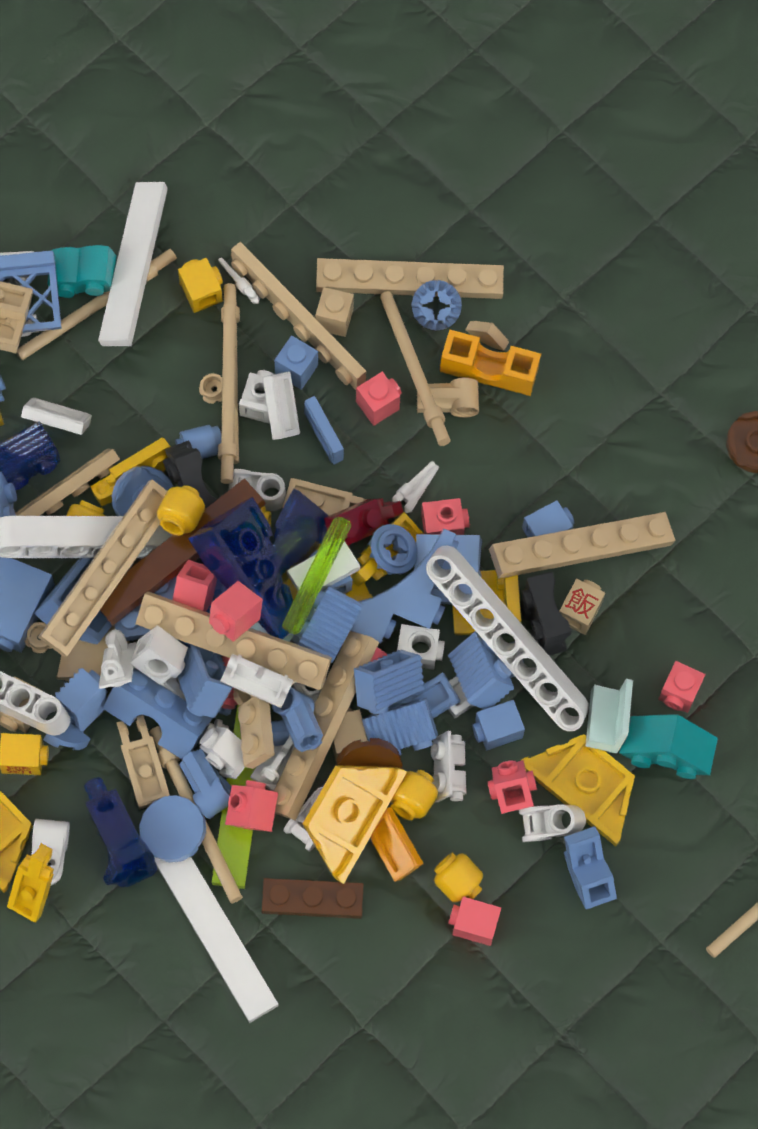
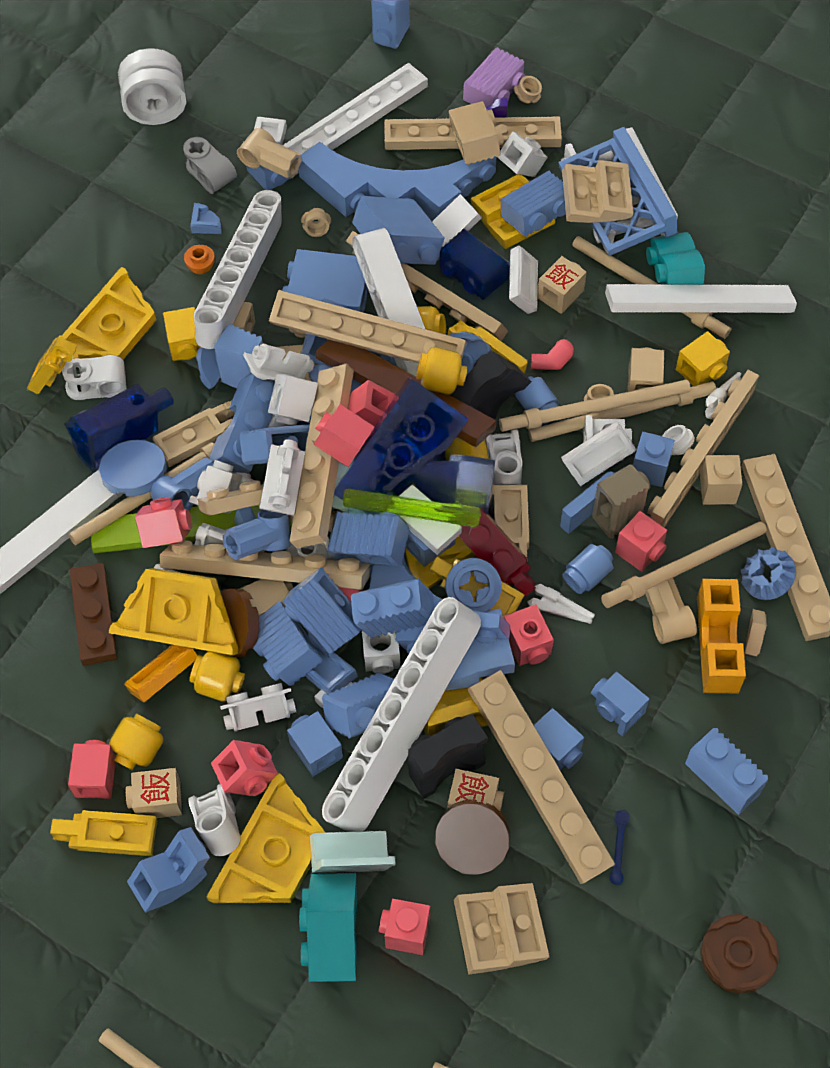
camera: 80 degrees right, 10 degrees down
(73, 382) = (561, 284): none -> tan brick
(151, 407) = (555, 359): none -> coral arm
(199, 339) = (645, 368): none -> tan brick
(278, 333) = (683, 438): none -> white plate
(339, 399) = (620, 499): none -> dark tan brick
(390, 451) = (588, 568): none -> medium blue brick
(408, 618) = (392, 608): none -> medium blue brick
(512, 870) = (155, 793): none -> tan brick
(526, 464) = (619, 701): none -> medium blue brick
(536, 918) = (107, 832): none -> yellow hinge
(610, 399) = (726, 770): none -> medium blue brick
(619, 615) = (472, 837): none -> tile
(624, 496) = (621, 819): none -> clear blue hinge
(695, 616) = (501, 928): none -> tan slope

